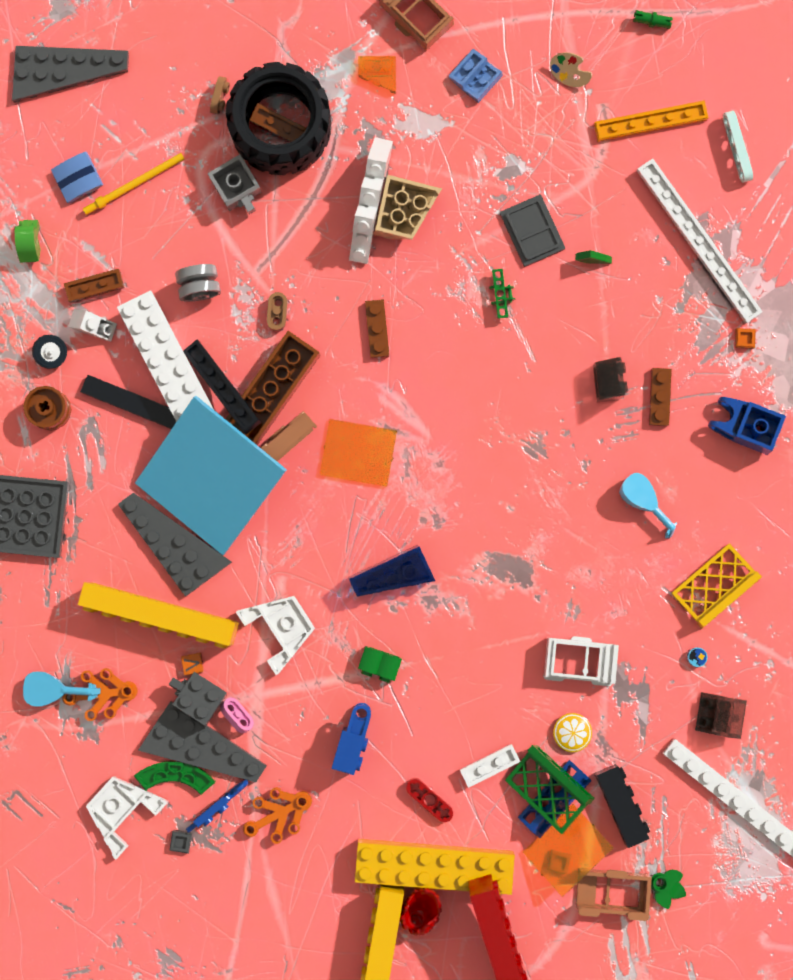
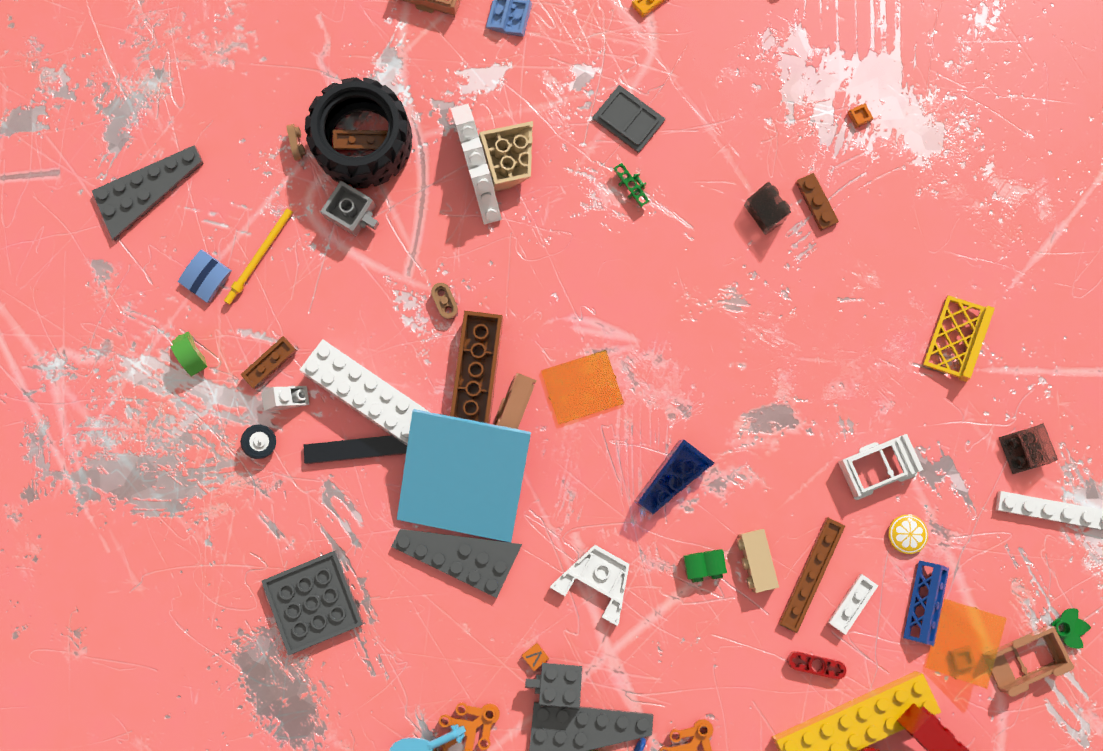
camera: 25 degrees left, 5 degrees down
(37, 402) = (272, 487): dark orange wheel -> none
(158, 613) = (482, 626): yellow brick -> none
(197, 282) = (361, 311): light grey wheel -> none
(222, 386) = (432, 391): black tile -> none
(237, 715) = (601, 682): bright pink plate -> none
(352, 742) = (720, 649): blue brick -> none
(377, 328) = (540, 270): dark orange plate -> none
(378, 70) = (423, 52): clear yellow wing -> none
(427, 685) = (757, 561): none -> tan brick
(468, 722) = (811, 575): none -> dark orange tile
(560, 776) = (924, 579): green fence -> none
(593, 257) = (694, 113): green tile -> none
(621, 805) = (989, 576): black brick -> none
(639, 493) = (848, 293): medium azure piece -> none
(697, 657) = (977, 408): tile -> none
(699, 241) = (776, 54): white plate -> none
(743, 424) = (908, 184): blue brick -> none

